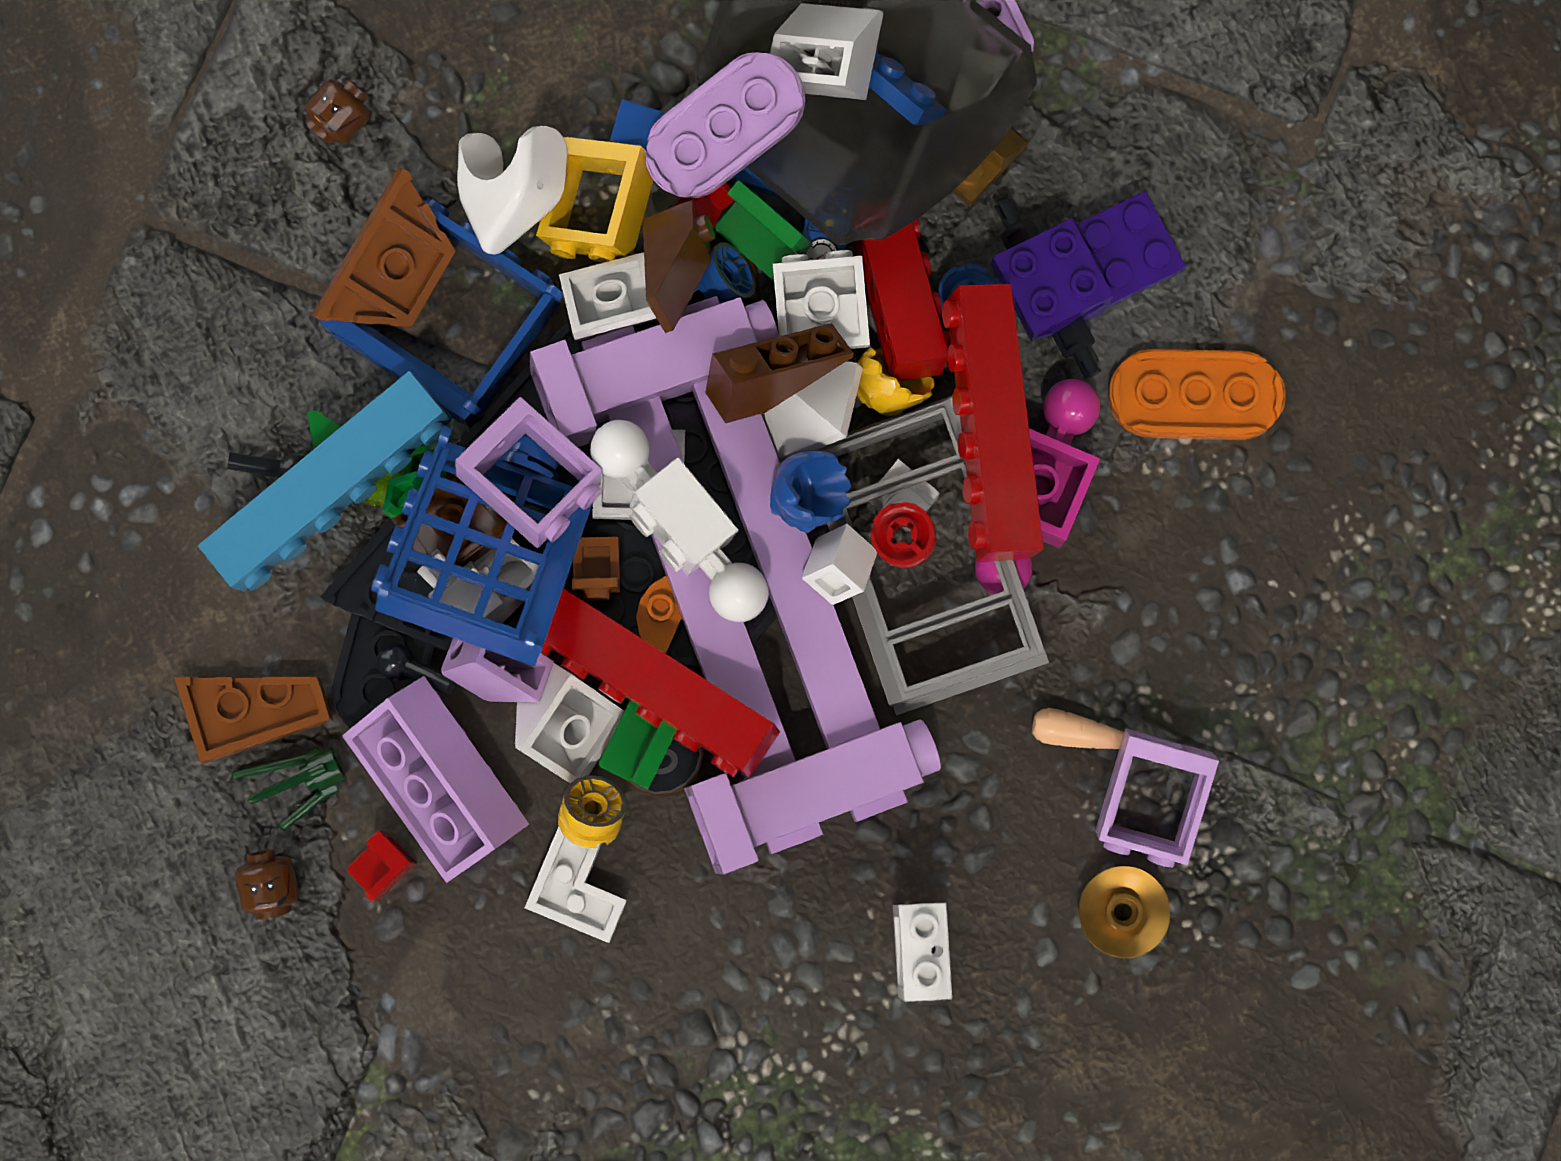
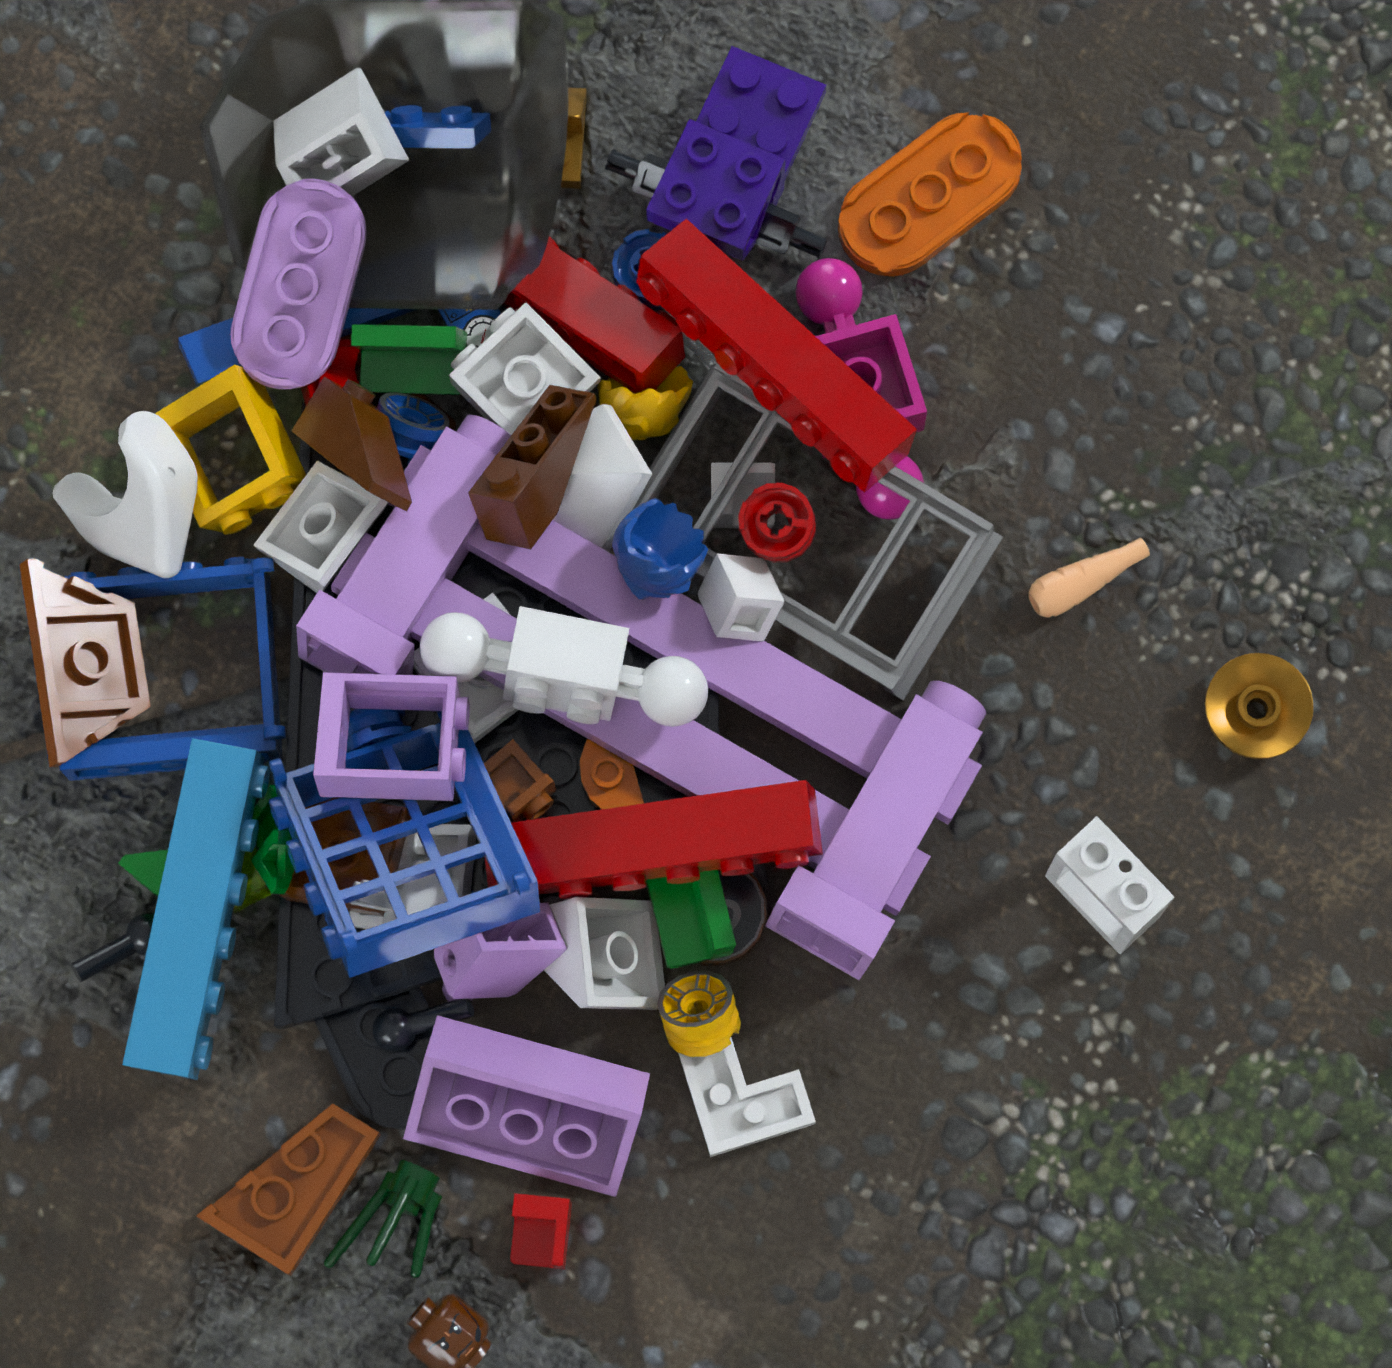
camera: 35 degrees left, 5 degrees down
(1169, 753) = (1244, 625): lavender window -> none

